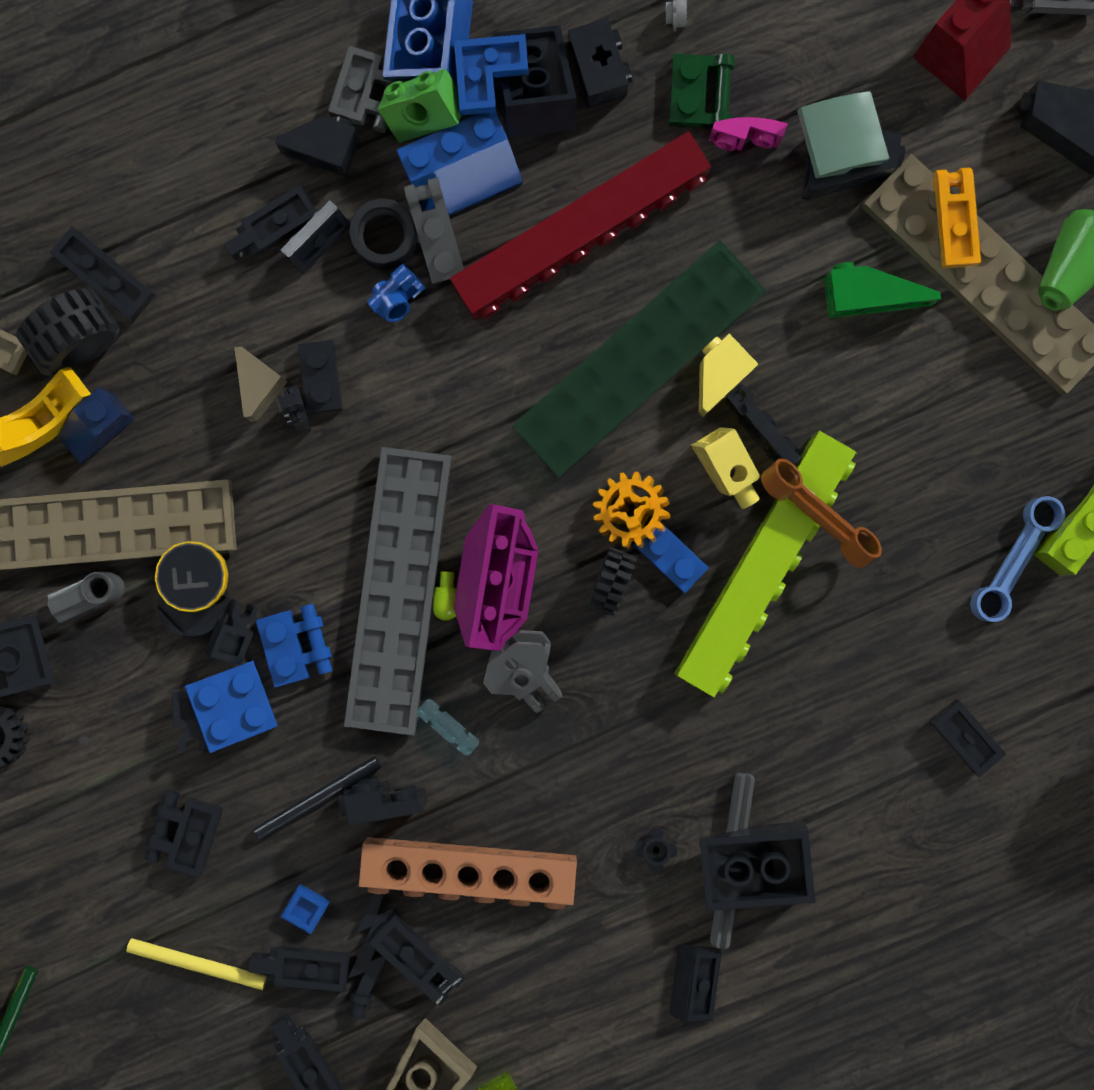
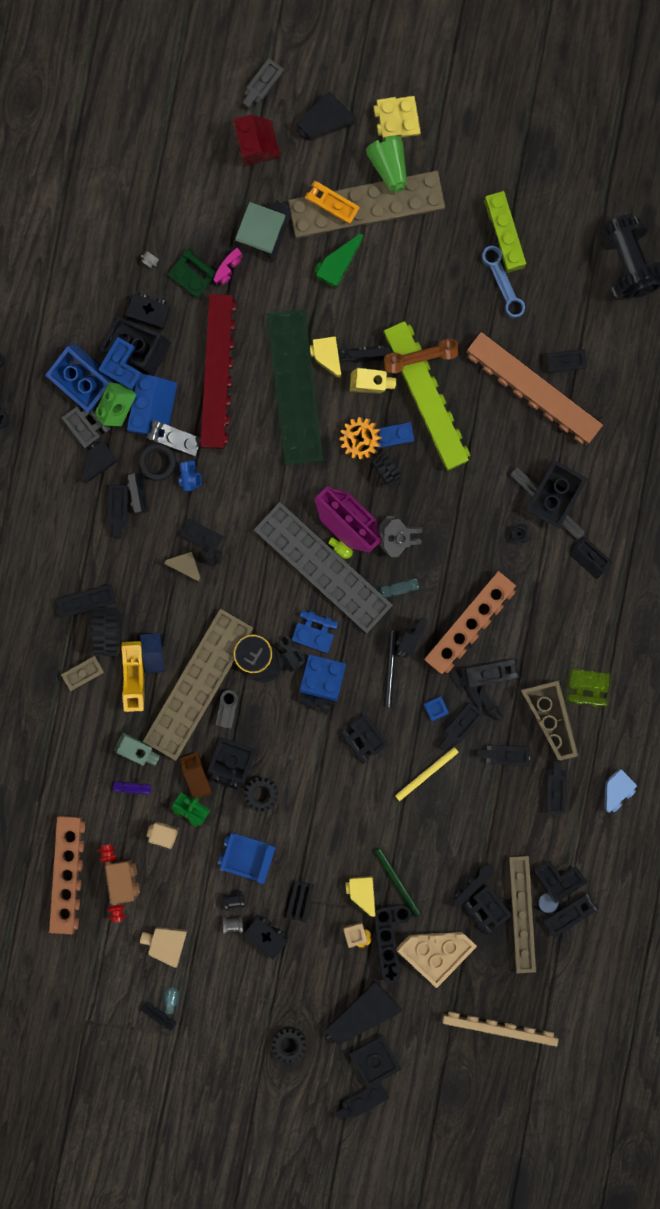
camera: 55 degrees left, 0 degrees up
(890, 720) = (533, 388): none -> nougat brick

